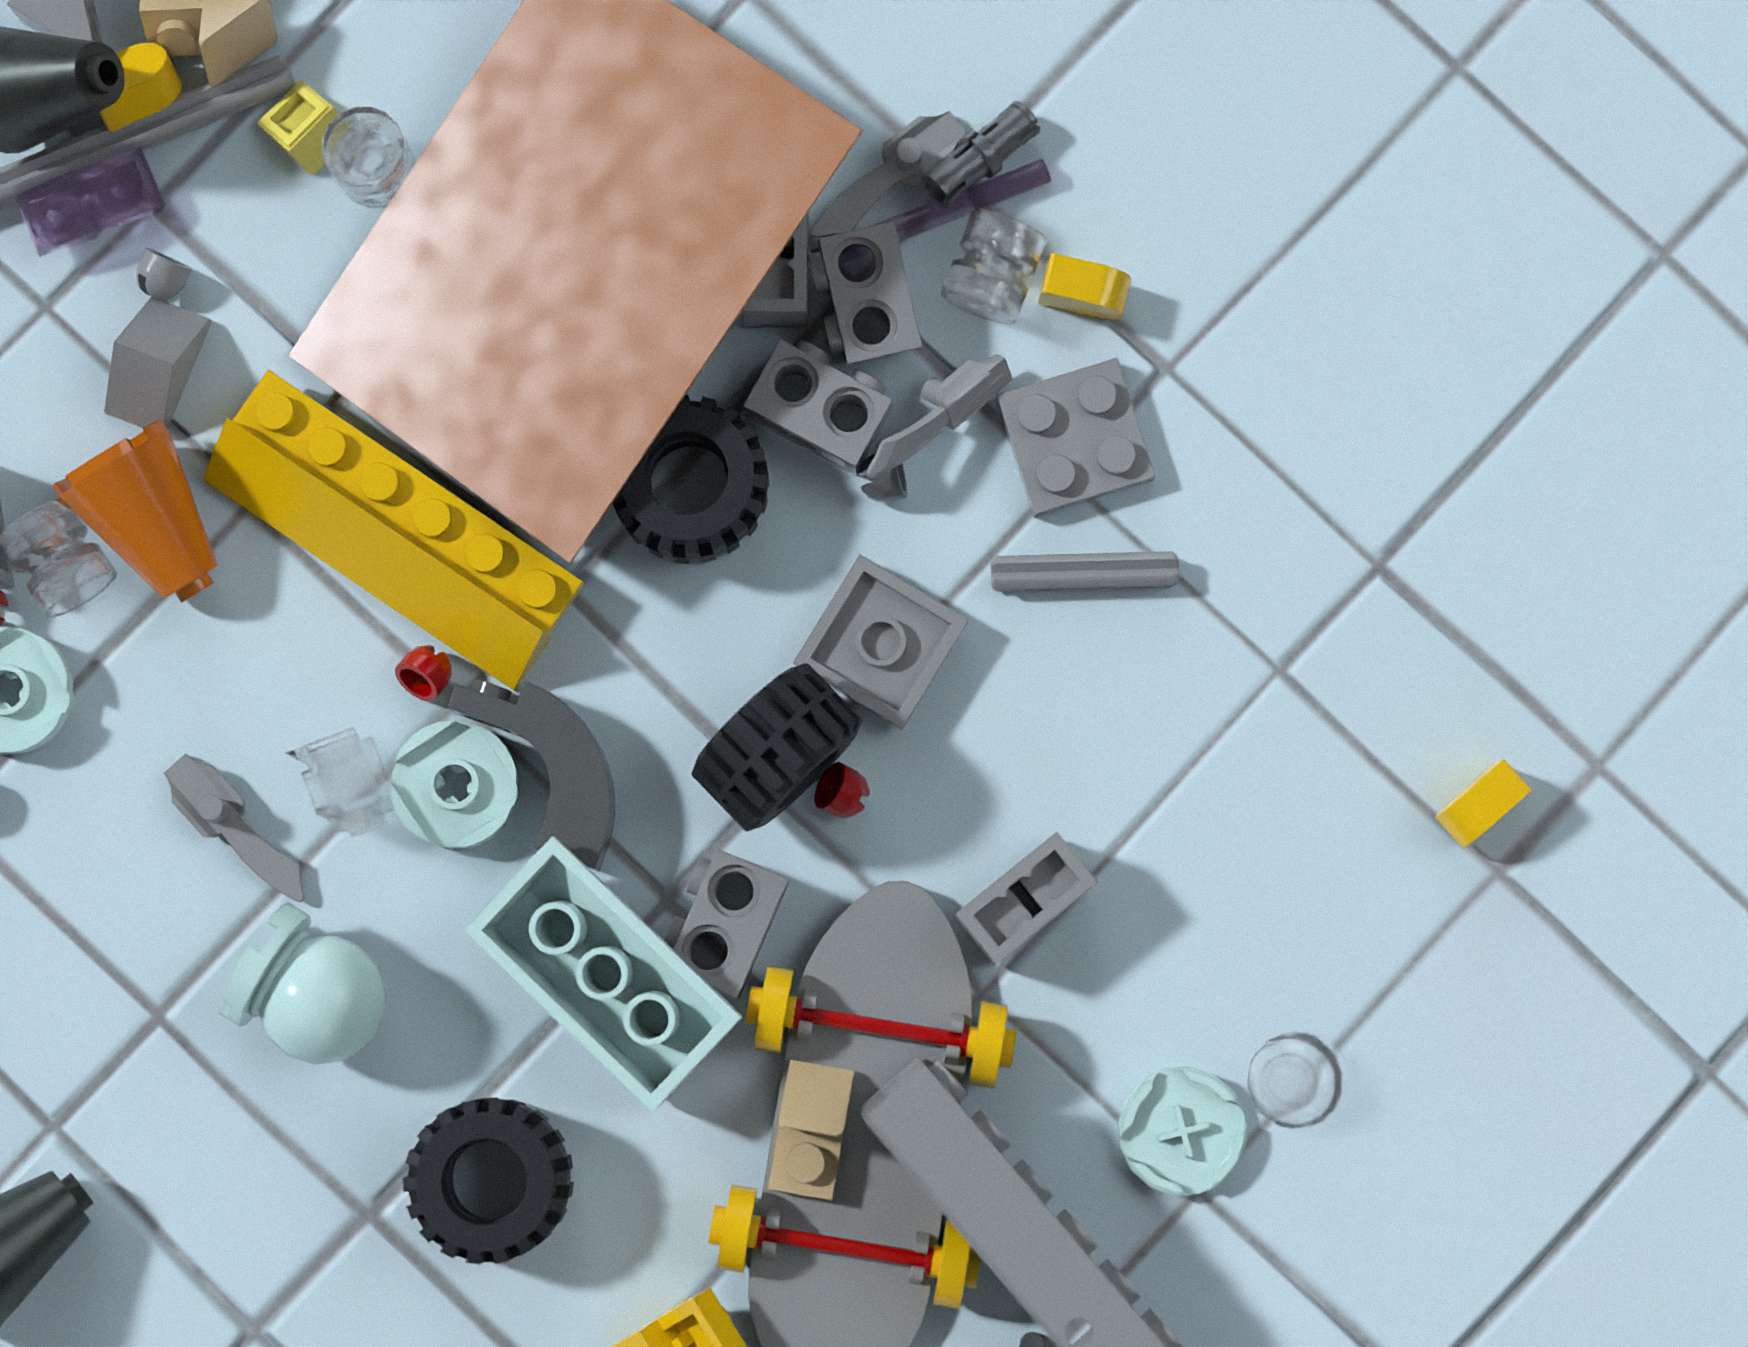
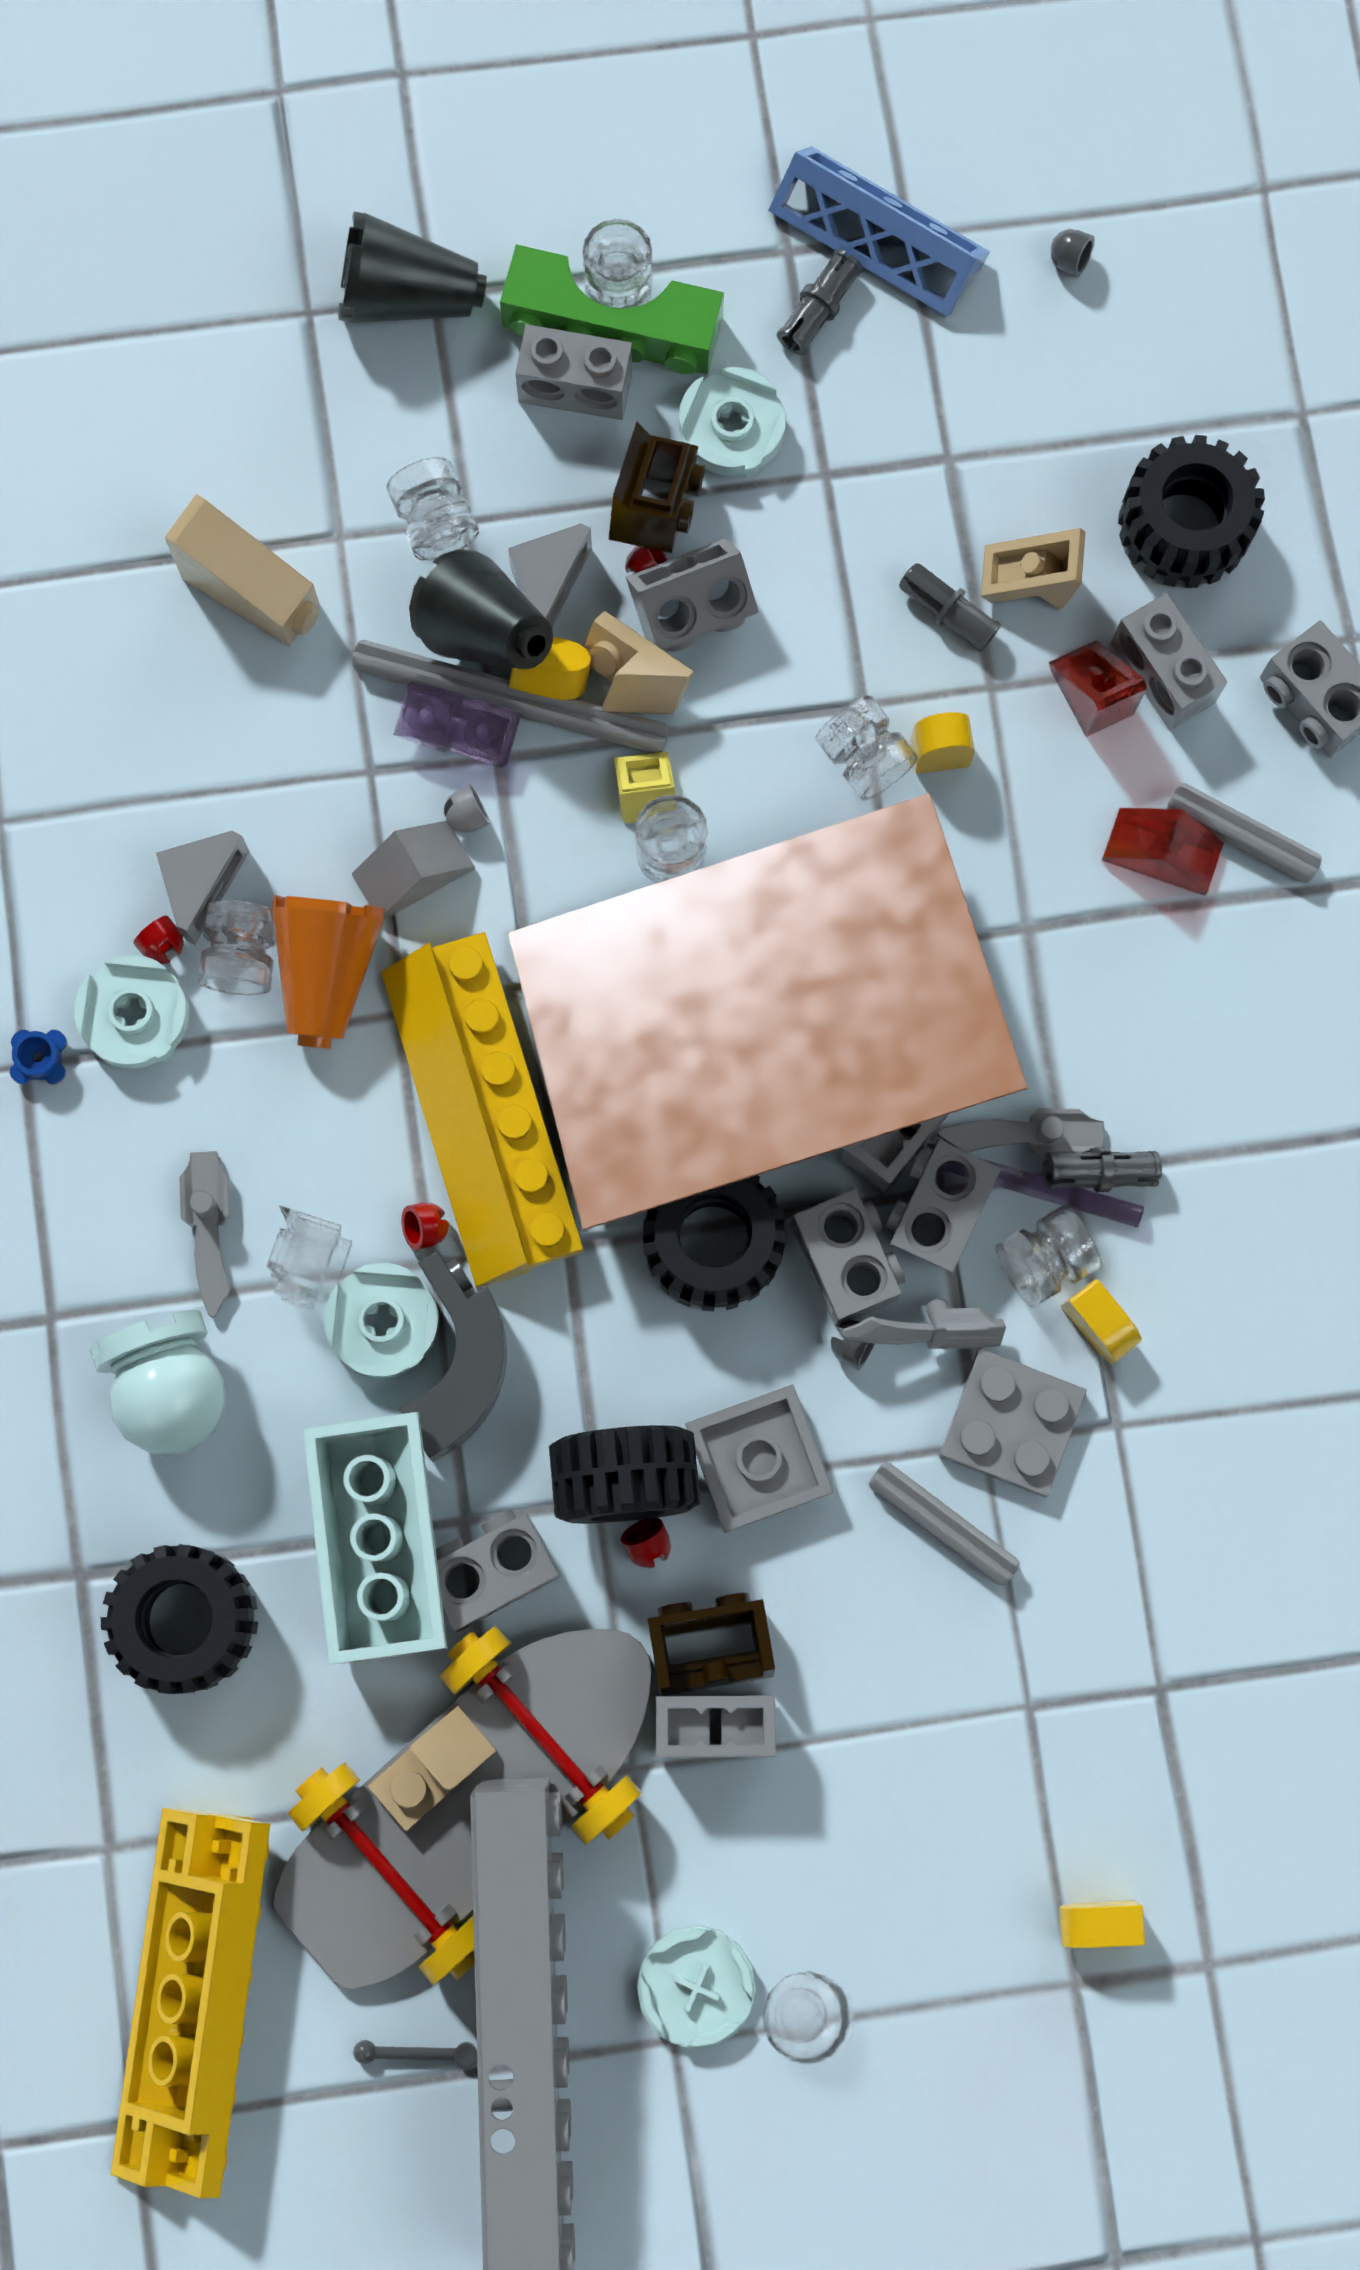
camera: 35 degrees right, 5 degrees down
(960, 793) = (729, 1612): none -> dark brown window

